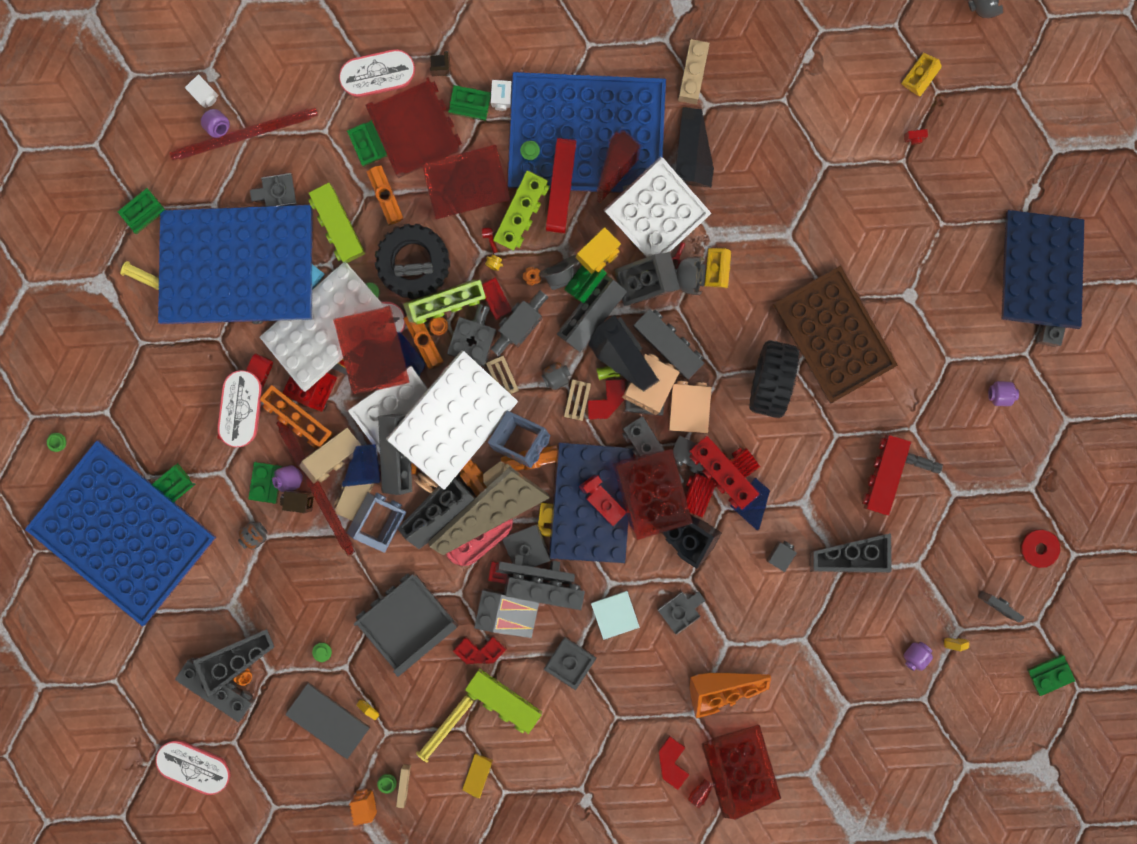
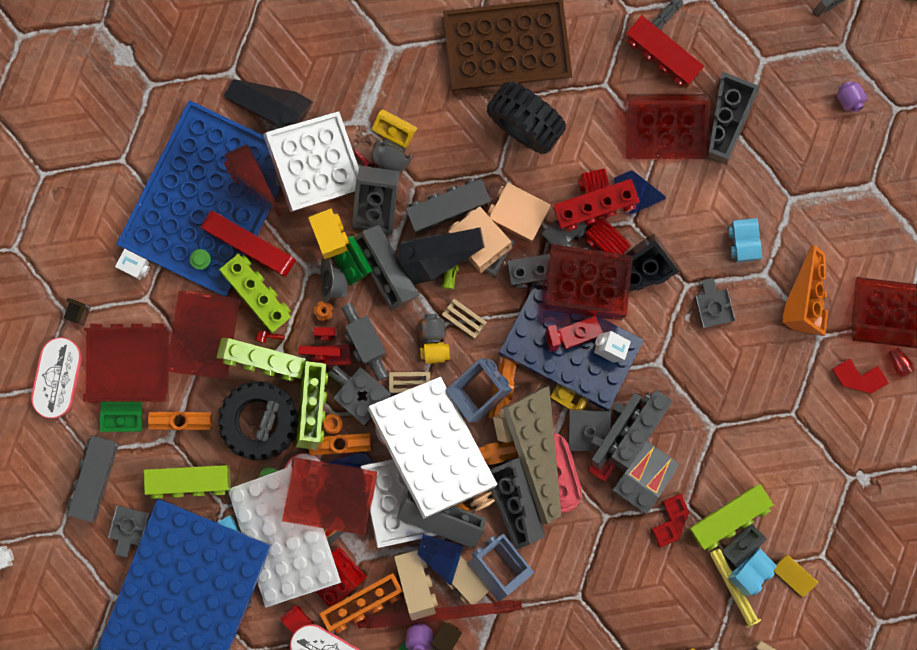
camera: 70 degrees left, 5 degrees down
(215, 123) = (33, 559): medium lavender head -> none
(243, 134) = (56, 537): clear red piece -> none
(304, 143) = (93, 478): none -> dark grey brick
(406, 623) = (614, 582): dark grey panel -> none
(464, 233) = (260, 358): none -> brick
(464, 739) = (752, 573): none -> medium azure brick
(470, 103) = (127, 299): green plate -> none
(484, 722) = (744, 545): none -> dark grey plate
(492, 288) = (319, 353): none -> red plate
(494, 262) = (293, 342): yellow plate -> none
(512, 286) = (324, 333): none -> red plate
(536, 387) = (435, 352): none -> yellow brick
(570, 663) = (720, 436): dark grey plate -> none
(604, 408) = (483, 296): red tile -> none
(605, 538) = (612, 346): none -> white brick
(615, 615) = (691, 371): light aqua tile -> none
(693, 71) = (194, 70): tan brick -> none
(750, 615) = (746, 240): none -> medium azure brick
(782, 555) = (700, 185): dark grey brick -> none
(822, 505) = (667, 126): none -> clear red slope
(956, 644) = (855, 55): yellow tile -> none

